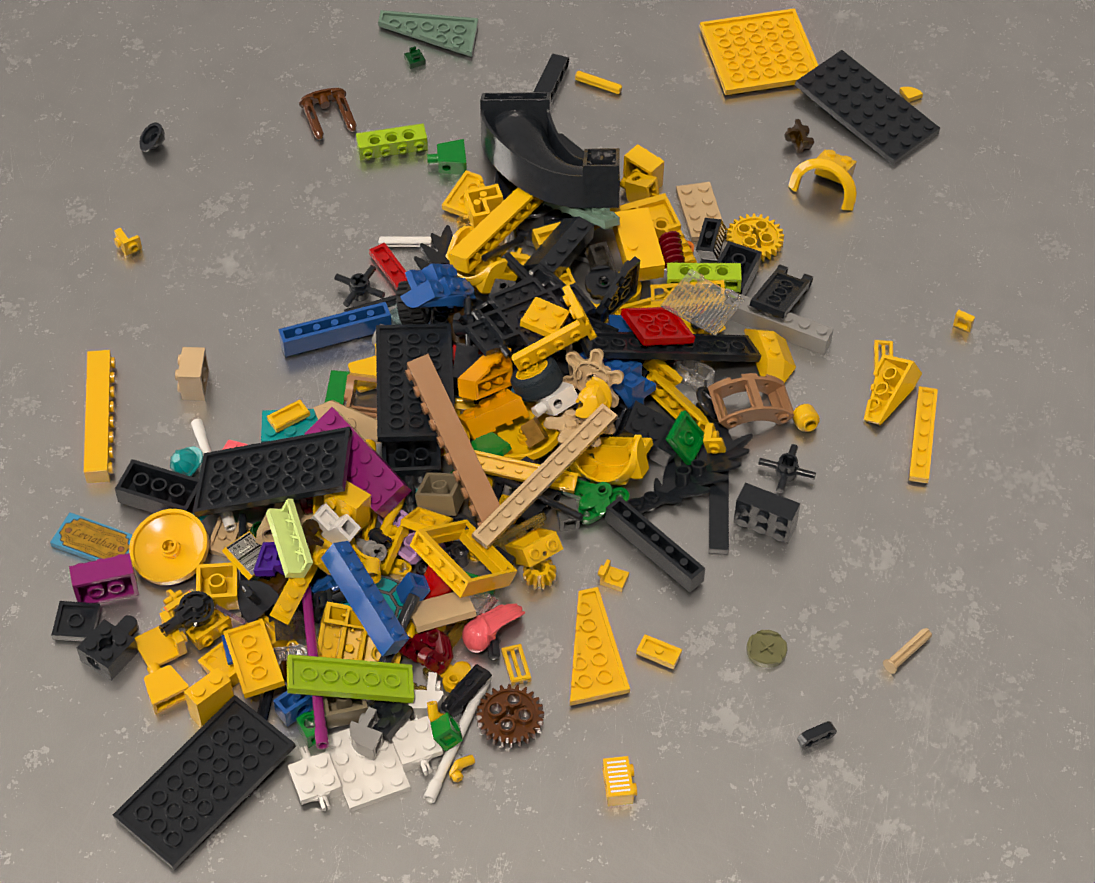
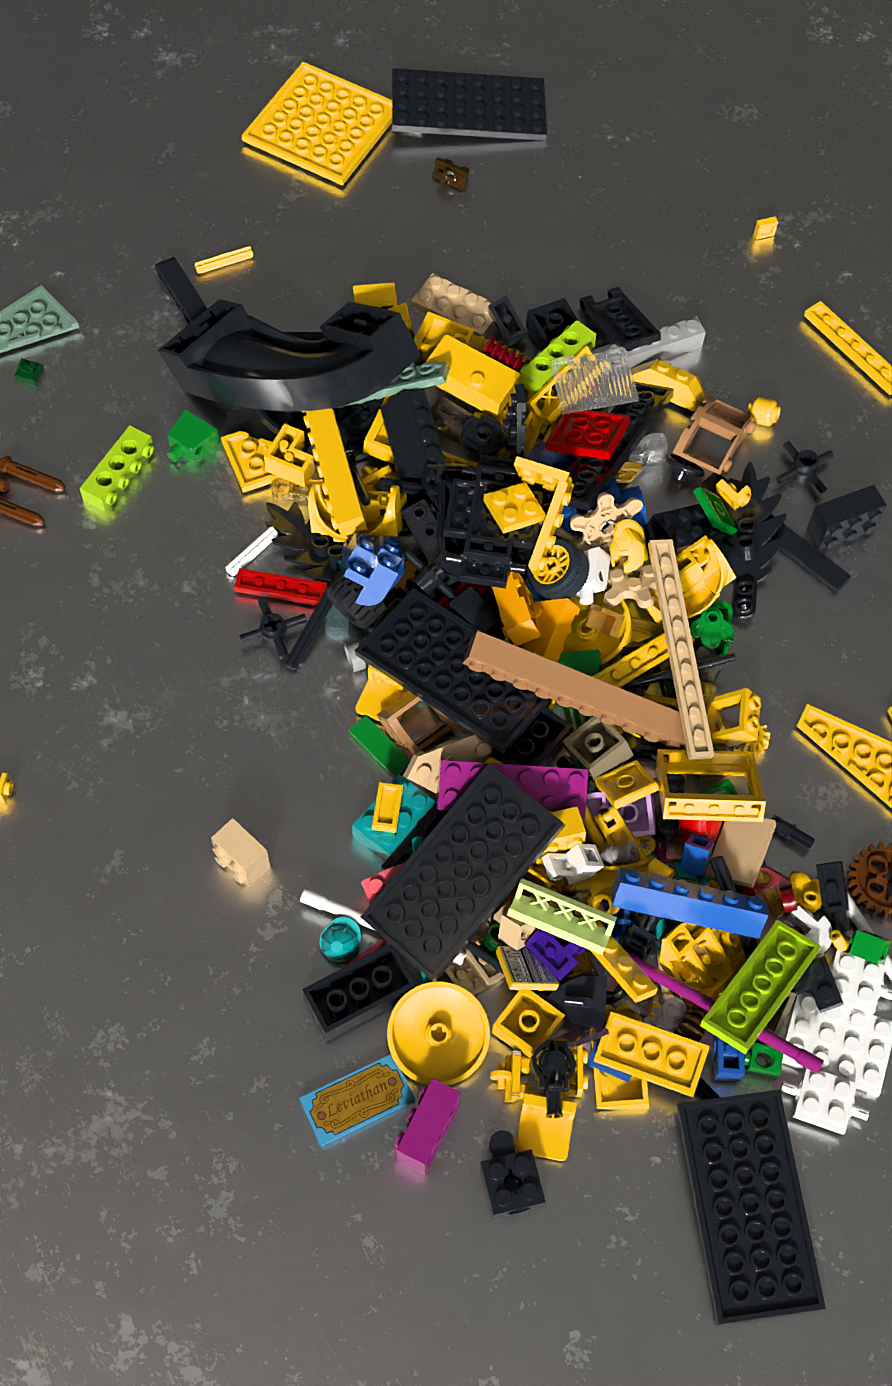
camera: 50 degrees left, 10 degrees up
(75, 620) = (445, 1190): black plate -> none
(99, 416) = (200, 980): yellow brick -> none
(164, 687) = (602, 1162): yellow torso -> none
(208, 696) = (666, 1129): yellow brick -> none
(333, 329) = (306, 689): blue brick -> none
(364, 738) = (821, 1024): light grey brick -> none
(377, 535) = (609, 837): black pin -> none
(483, 628) = (780, 807): coral hair -> none
(527, 677) = (828, 834): yellow tile -> none
(612, 577) = (801, 684): yellow bracket -> none
(655, 544) = (803, 624): black brick -> none
(674, 401) = (666, 489): yellow brick -> none
(753, 229) = (530, 288): yellow gear -> none
(833, 167) = (519, 177): yellow piece -> none
(882, 343) = (743, 311): yellow tile -> none
(892, 384) = (785, 327): yellow wedge -> none
(910, 93) = (482, 66): yellow tile -> none

